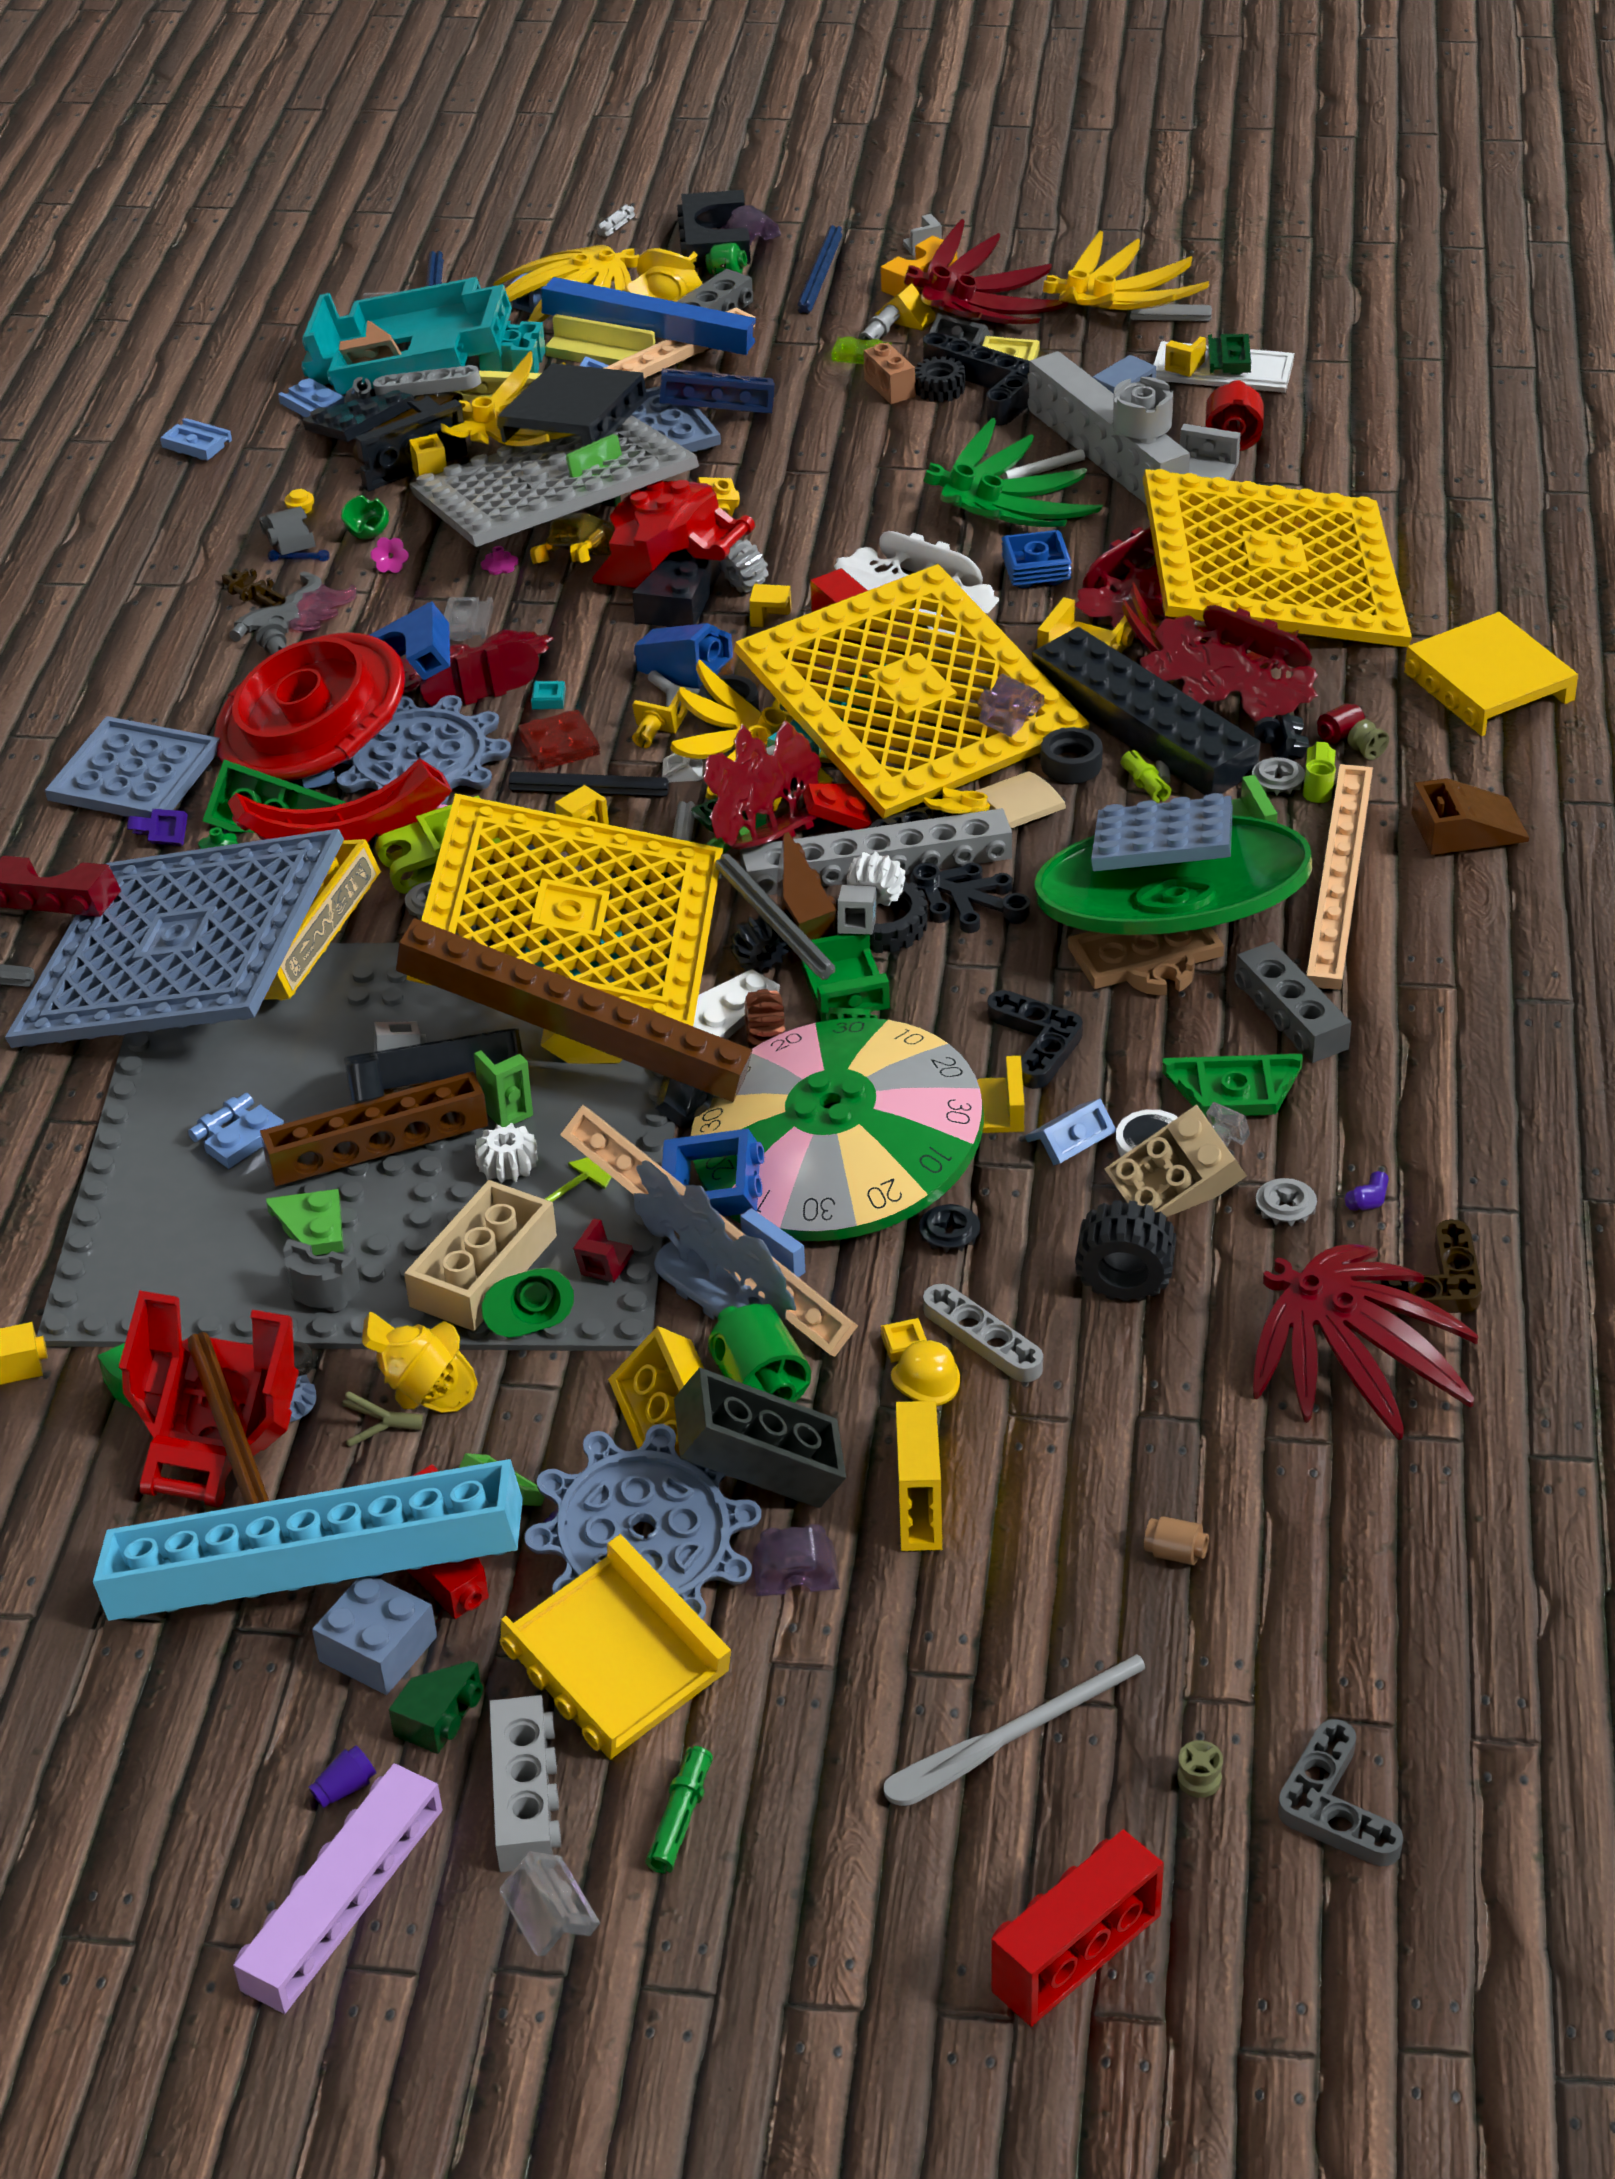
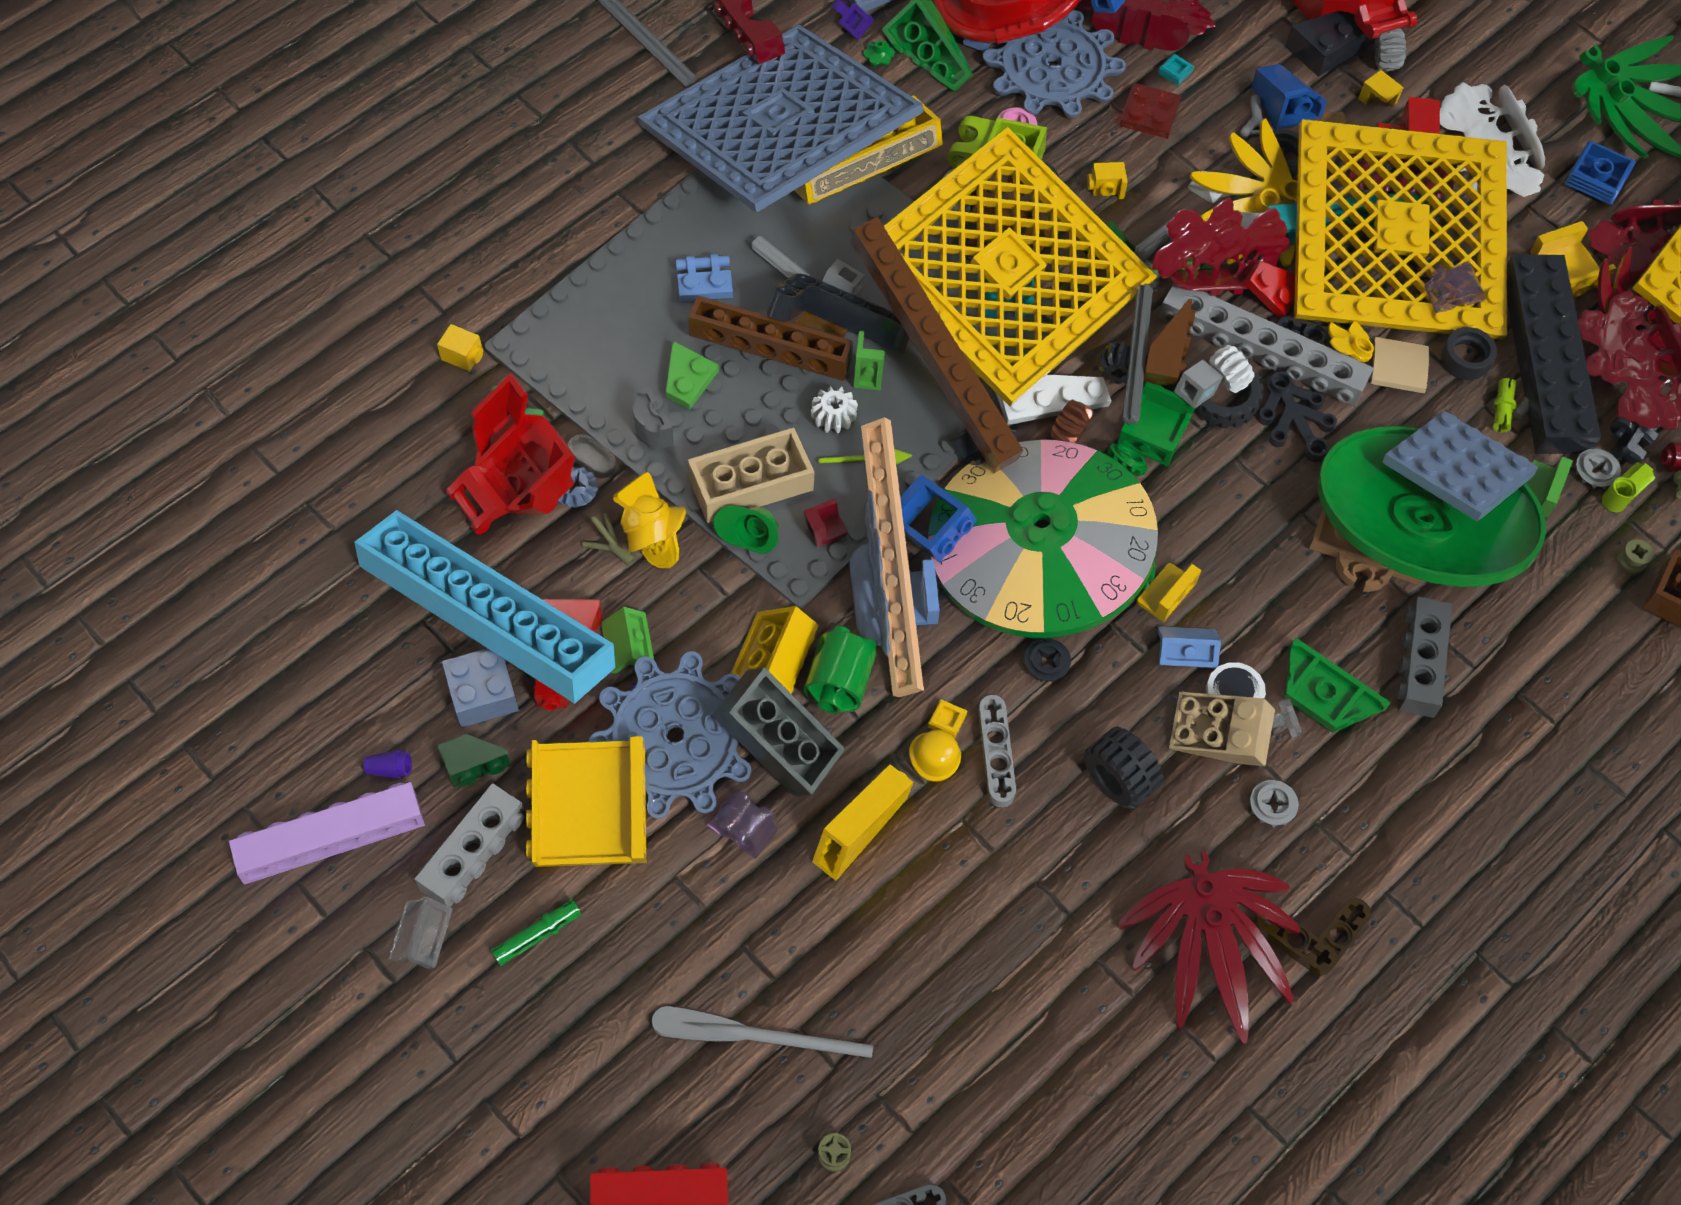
camera: 35 degrees right, 20 degrees up
(227, 1419) = (511, 491): reddish brown axle -> none
(302, 1068) = (776, 257): none -> light grey axle
(384, 810) = (952, 93): red arch -> none
(599, 783) = (1137, 159): black axle -> none
(655, 718) = (1221, 135): yellow bracket -> none
(1056, 1029) = (1245, 564): black beam -> none
(1176, 1540) = (968, 989): medium nougat brick -> none
(1339, 877) = (1558, 580): light nougat plate -> none
(1368, 1196) = (1331, 841): dark purple arm -> none
(1383, 819) = (1630, 562): none -> olive wheel

